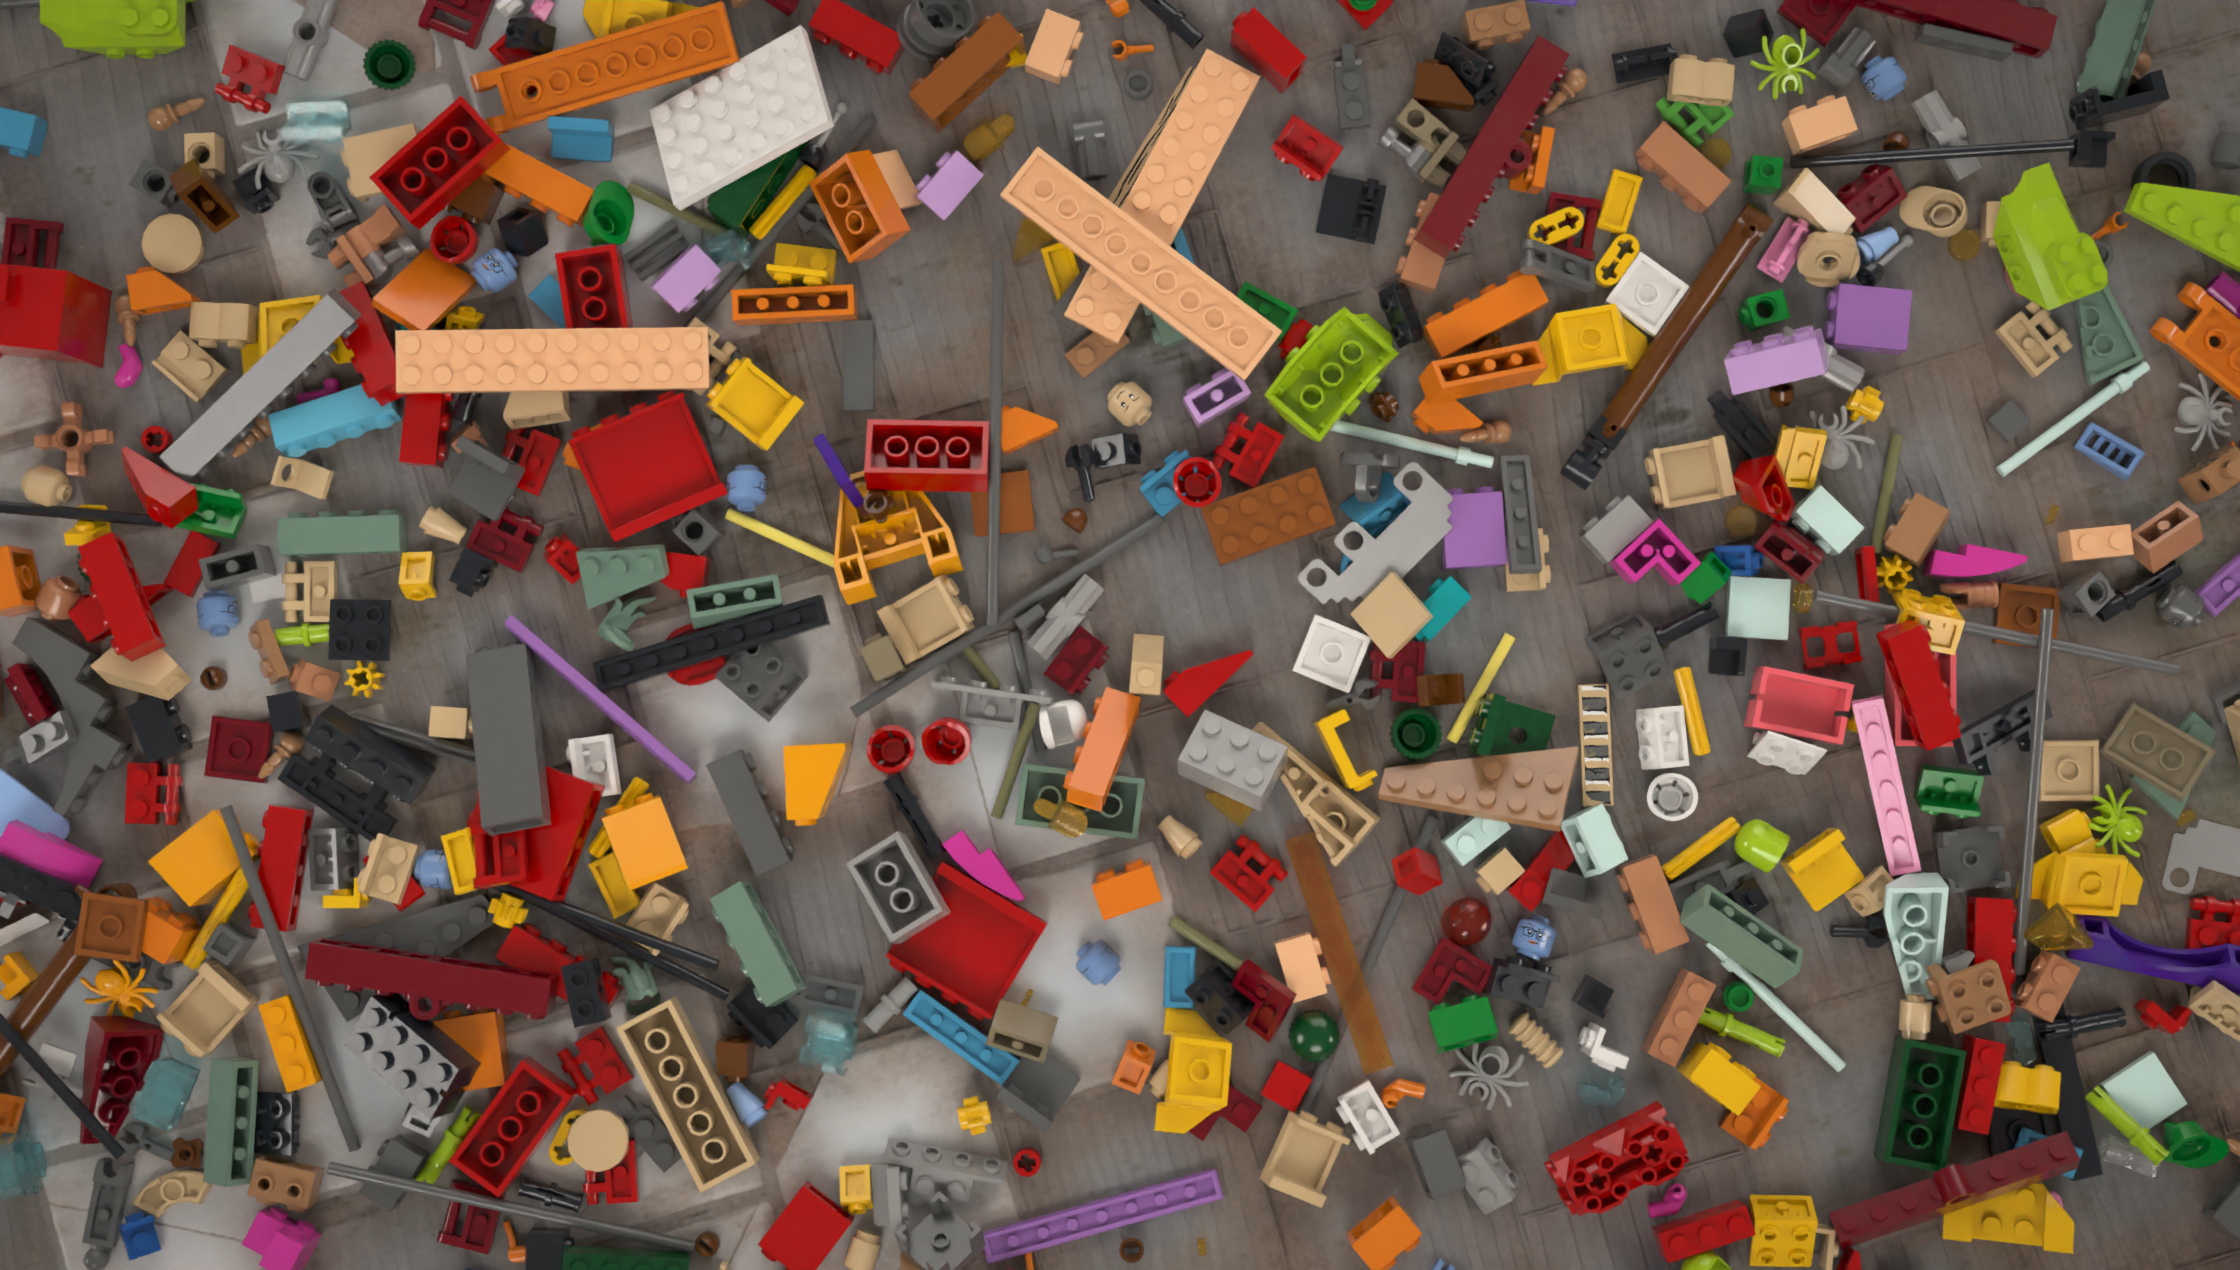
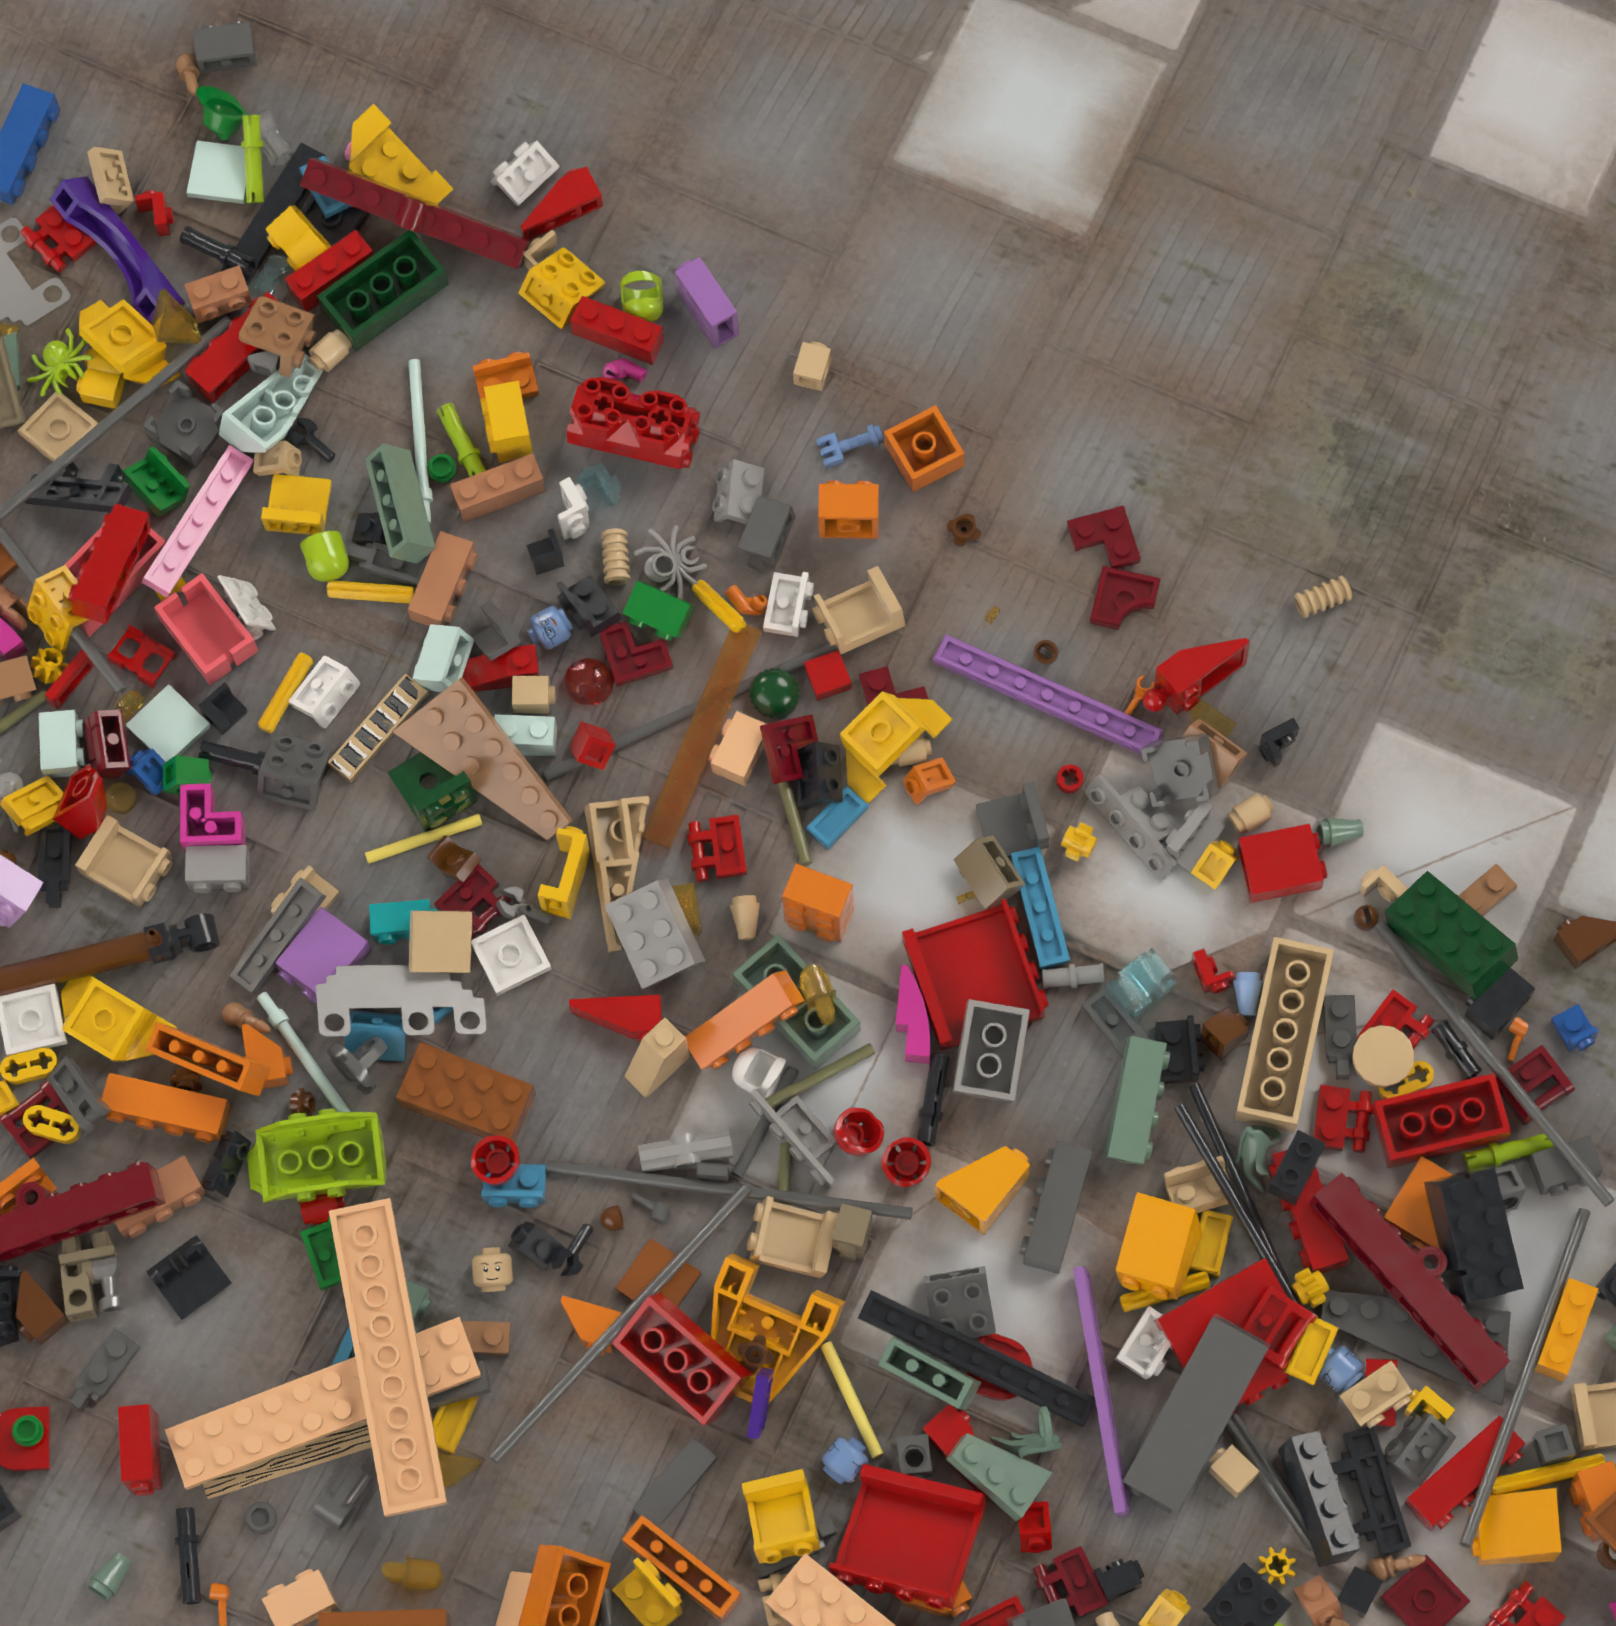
camera: 135 degrees left, 15 degrees down
(948, 184) = (478, 1561): lavender brick -> none
(1077, 661) = (707, 1109): dark red bracket -> none
(1098, 962) = (888, 876): medium blue head -> none
(1131, 49) = (240, 1549): orange hand -> none
(1215, 397) = (423, 1217): lavender brick -> none
(1255, 455) = (431, 1151): red plate -> none
(1306, 149) = (180, 1350): red bracket -> none
(1415, 733) = (502, 843): dark green hat -> none
(1416, 1067) = (718, 606): none -> yellow axle
(1671, 797) = (359, 644): white helmet -> none

